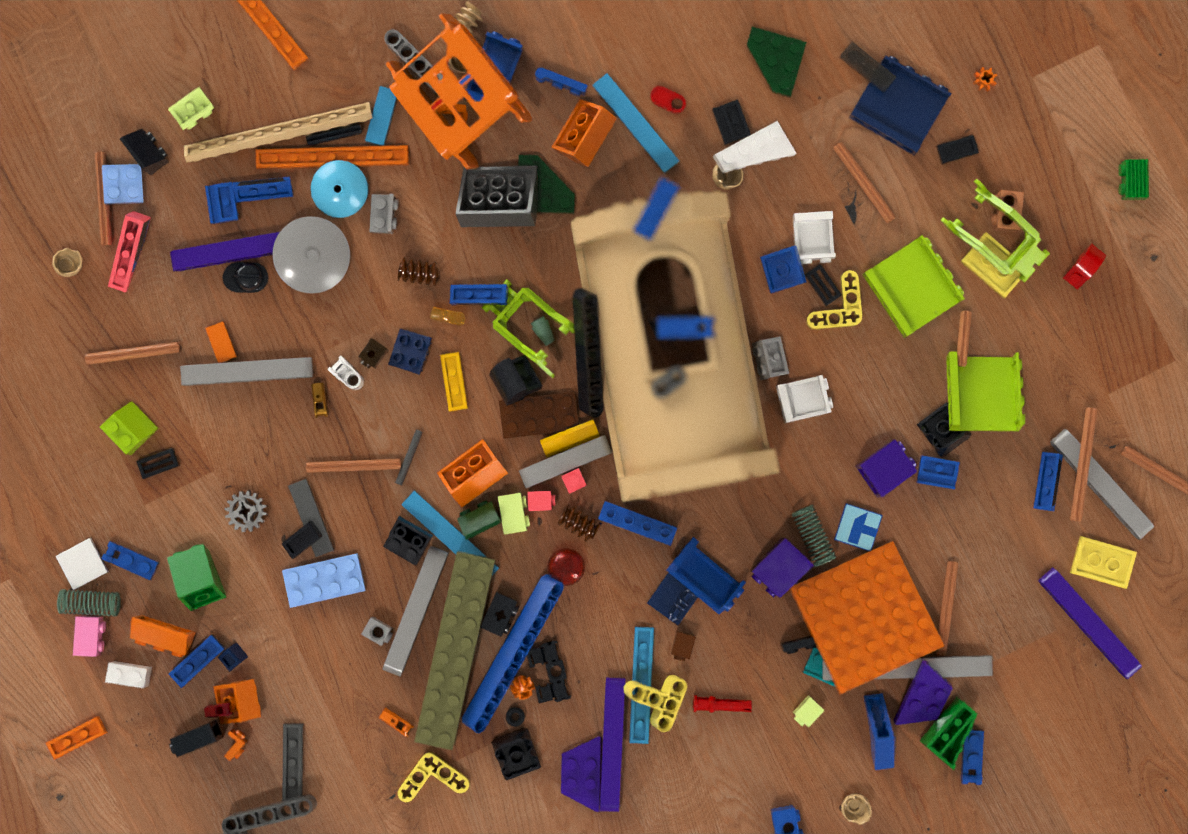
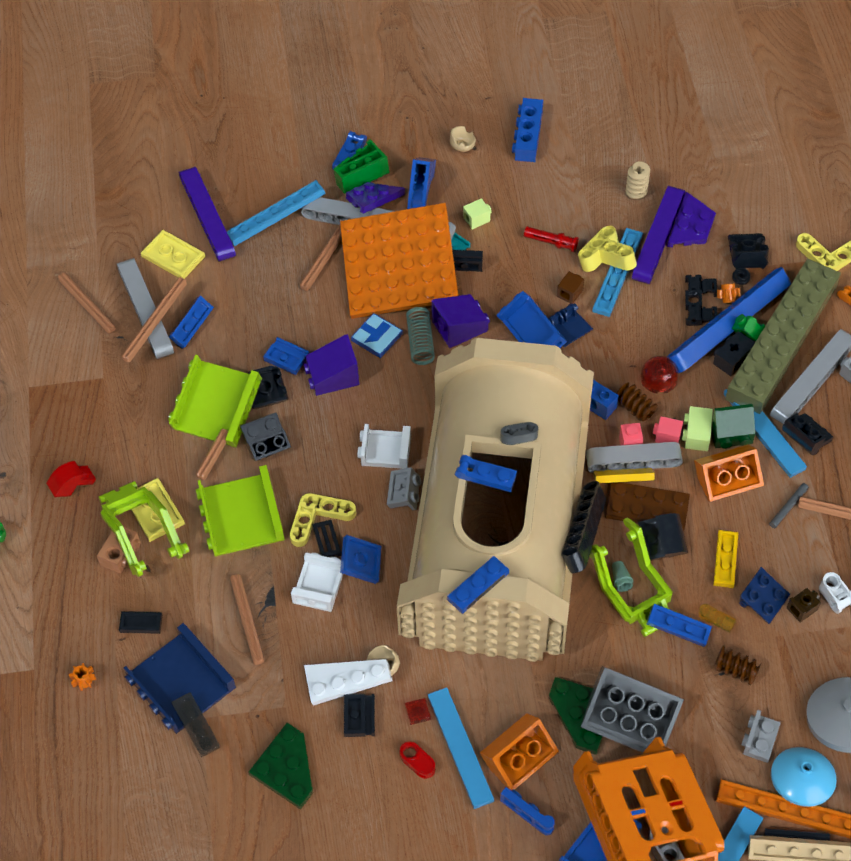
camera: 160 degrees left, 30 degrees down
(491, 645) = (748, 326): none -> green brick
(646, 808) = (637, 180): none -> tan piece
(682, 142) = (417, 711): none -> clear red plate
(920, 369) = (265, 436): none -> black brick
(1017, 643) = (275, 212): none -> dark azure tile

